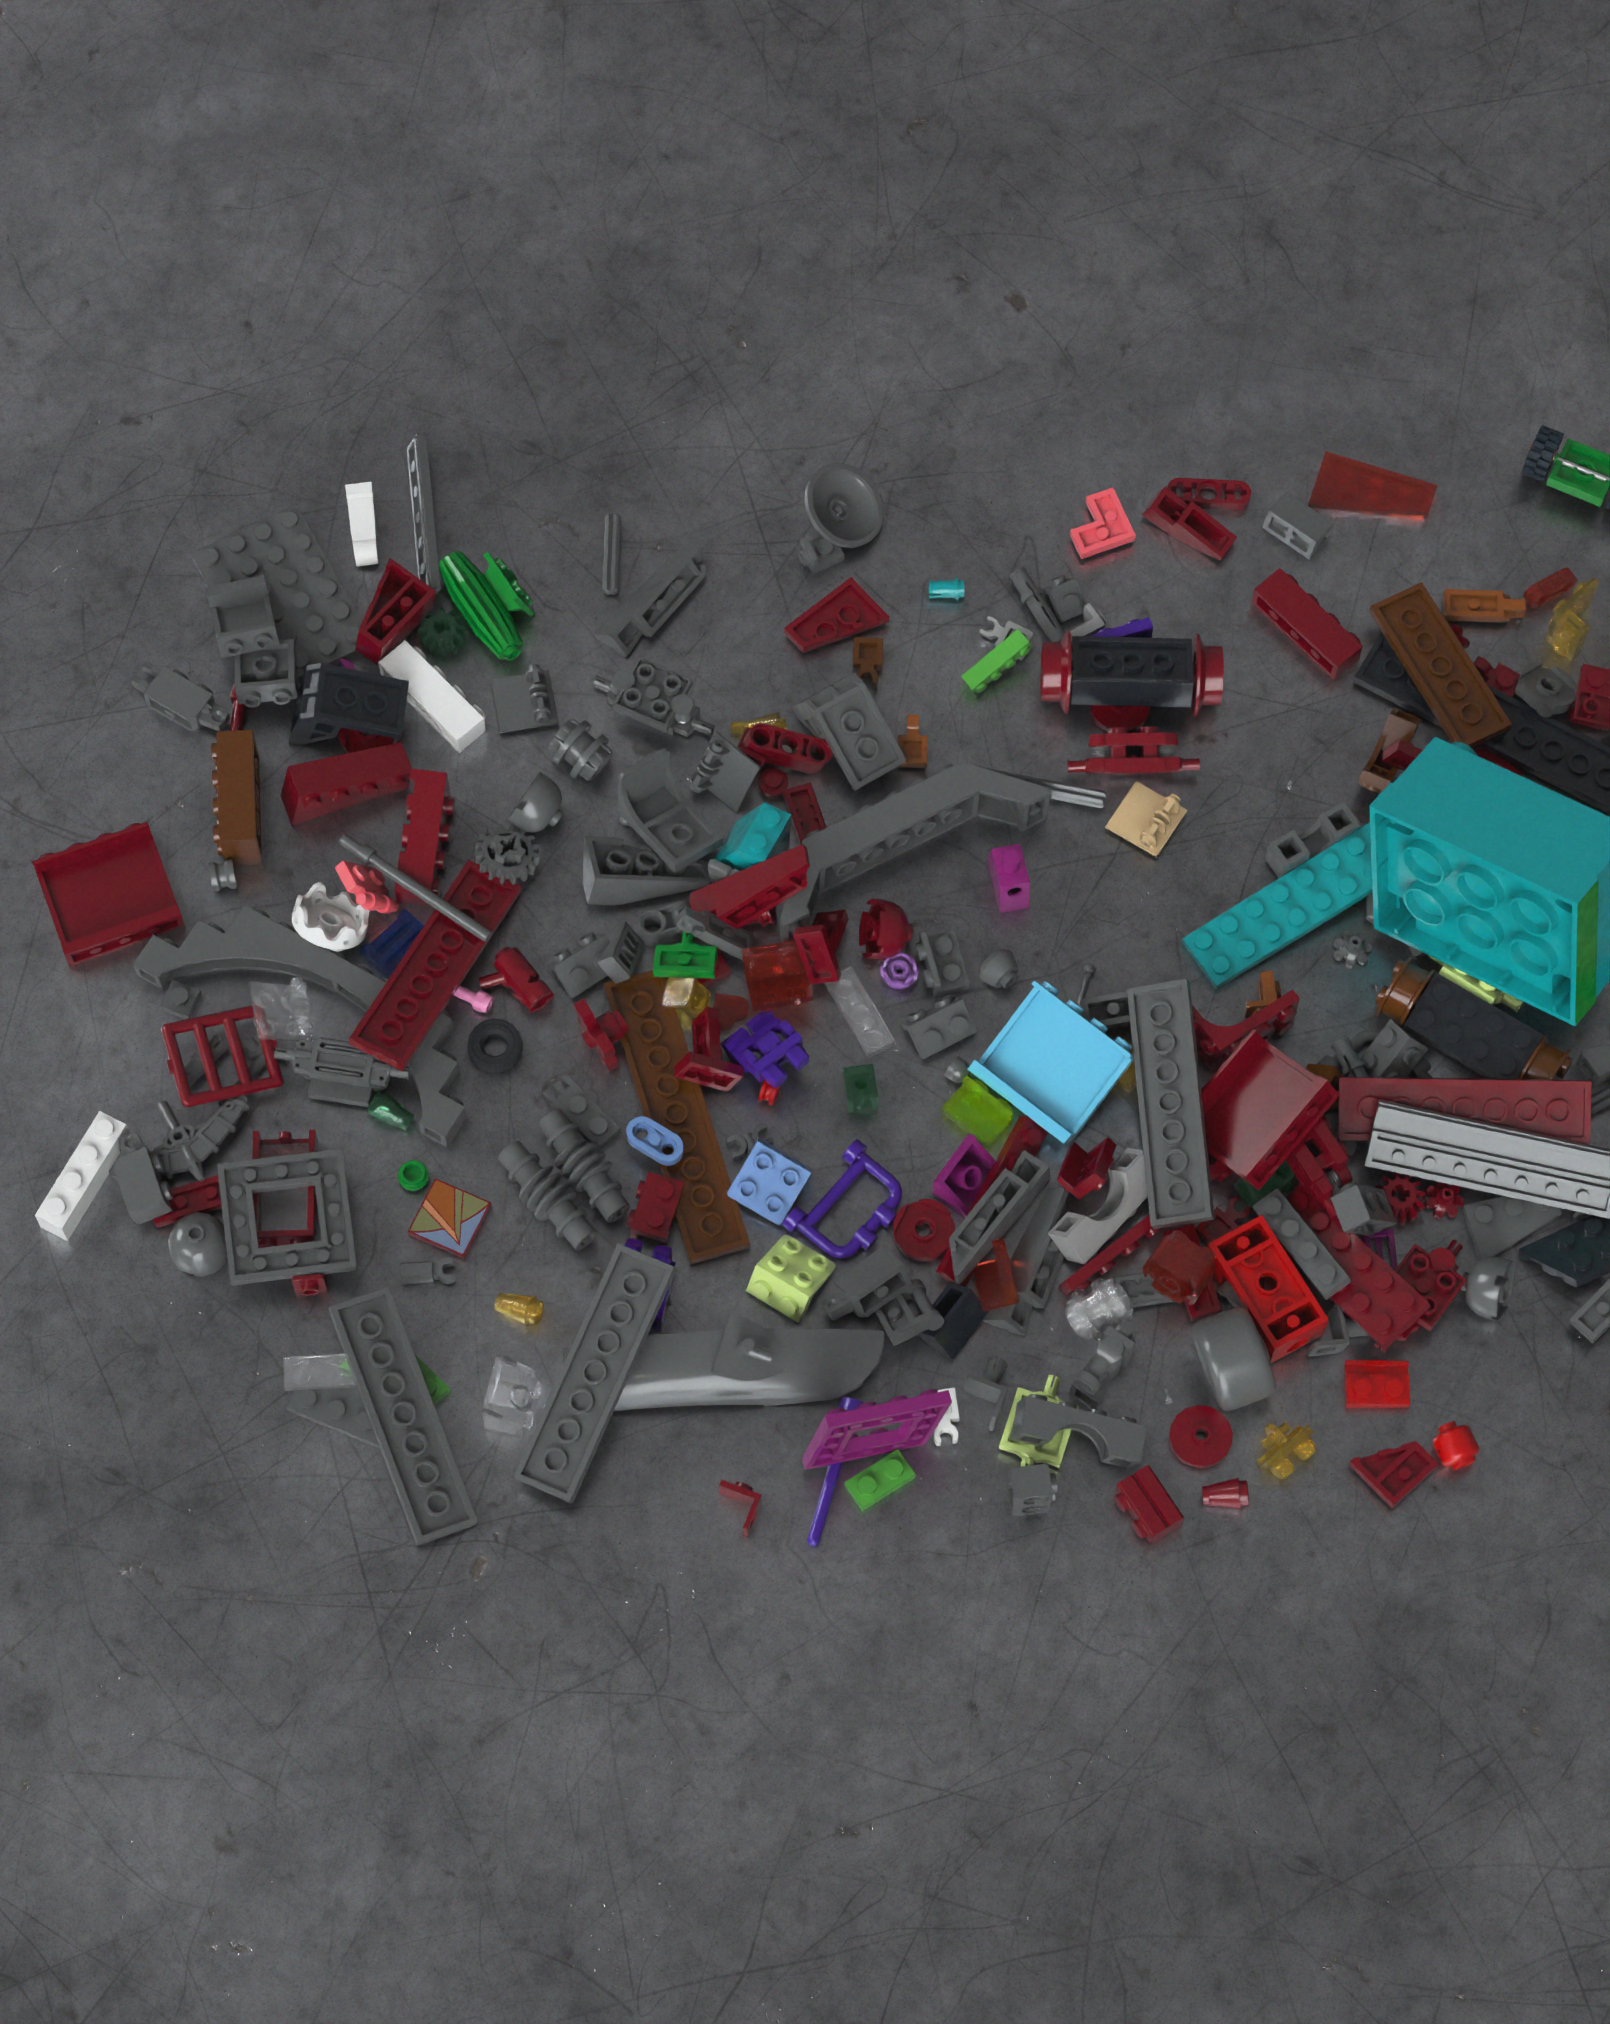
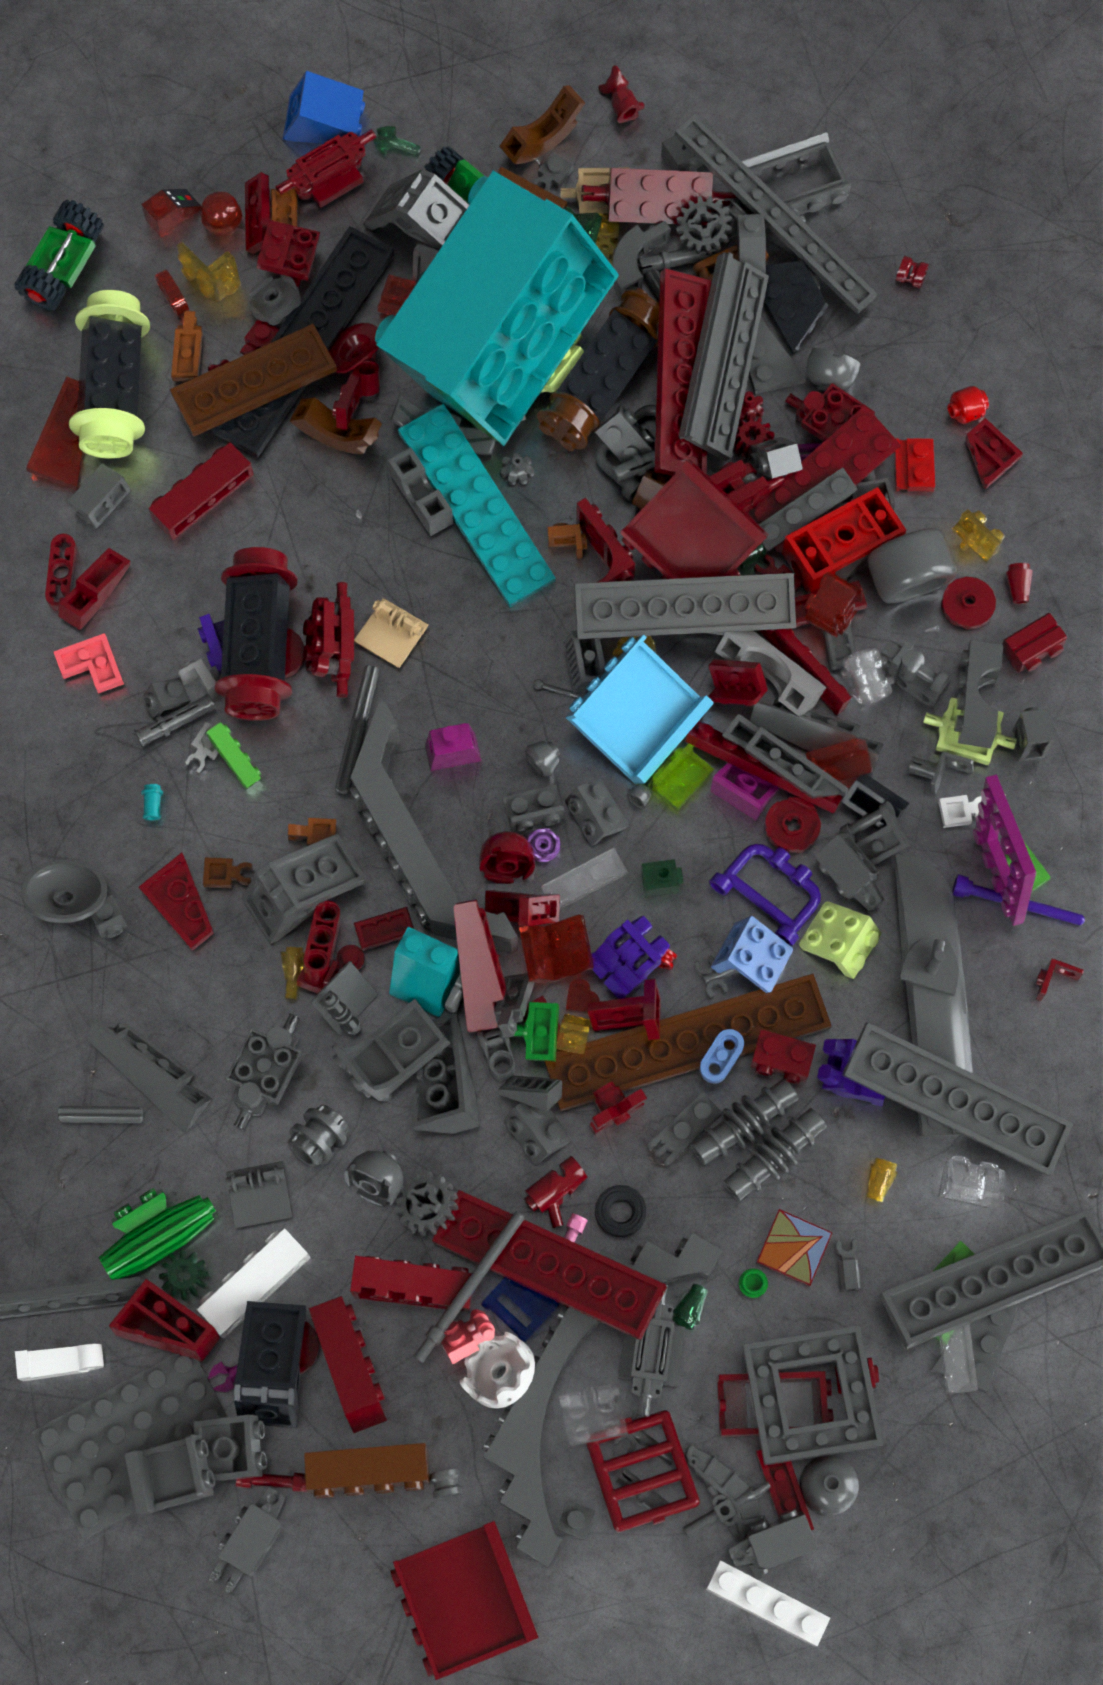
camera: 90 degrees left, 5 degrees up
(1435, 521) = (109, 374): none -> brick

